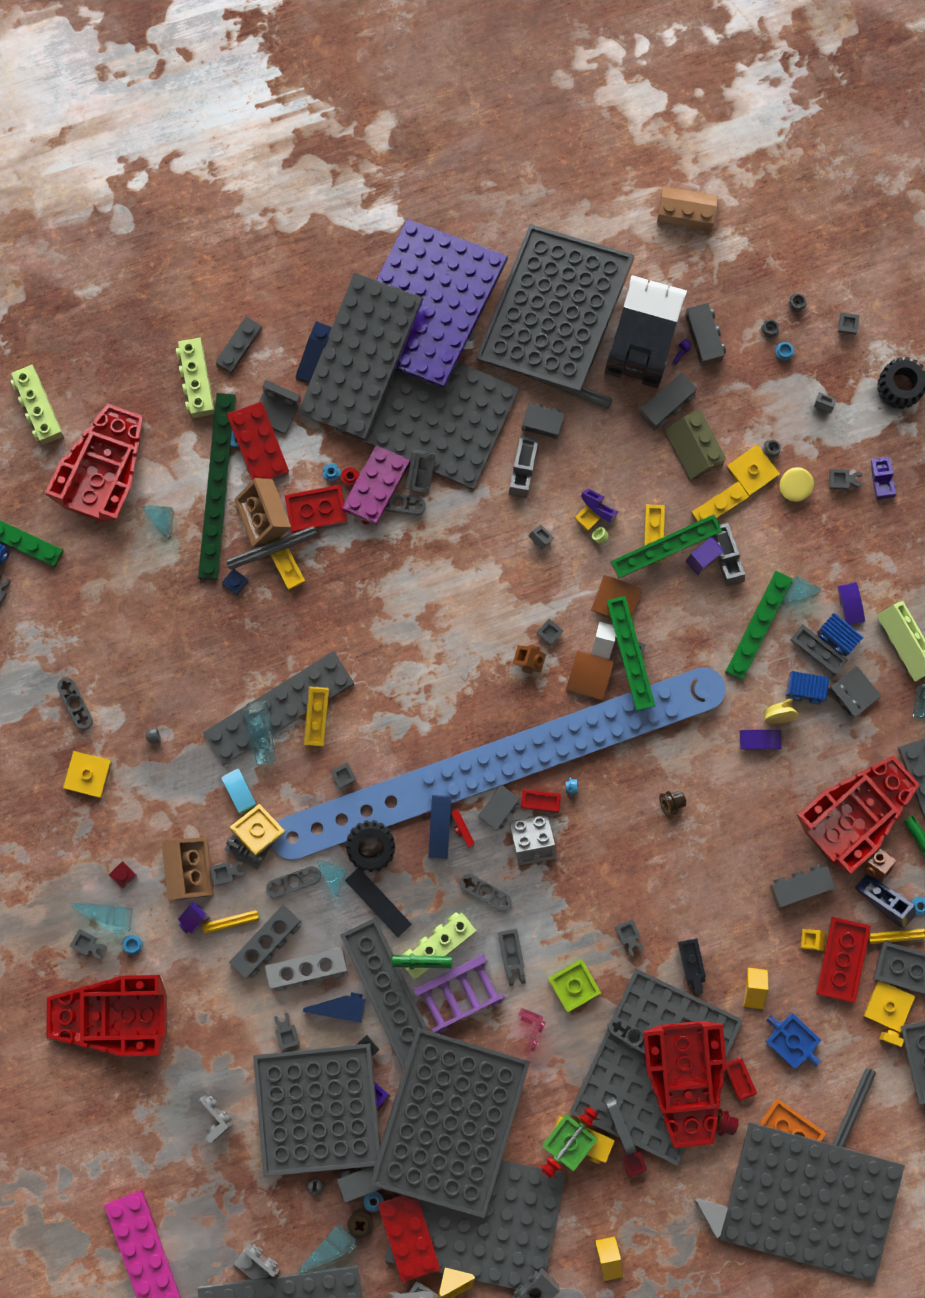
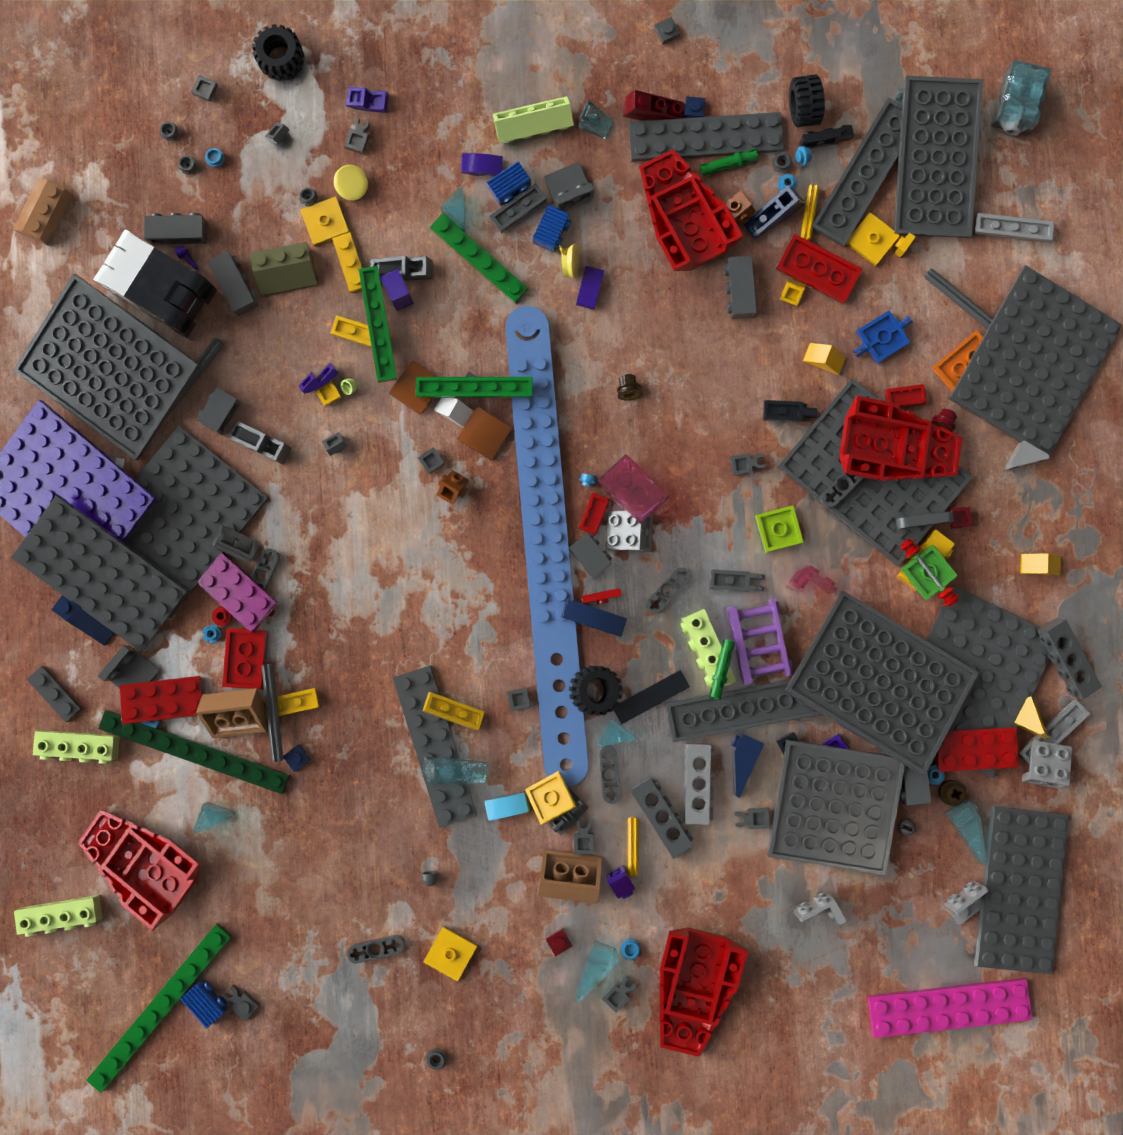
camera: 70 degrees left, 5 degrees up
(573, 831) = (632, 489): none -> clear pink slope

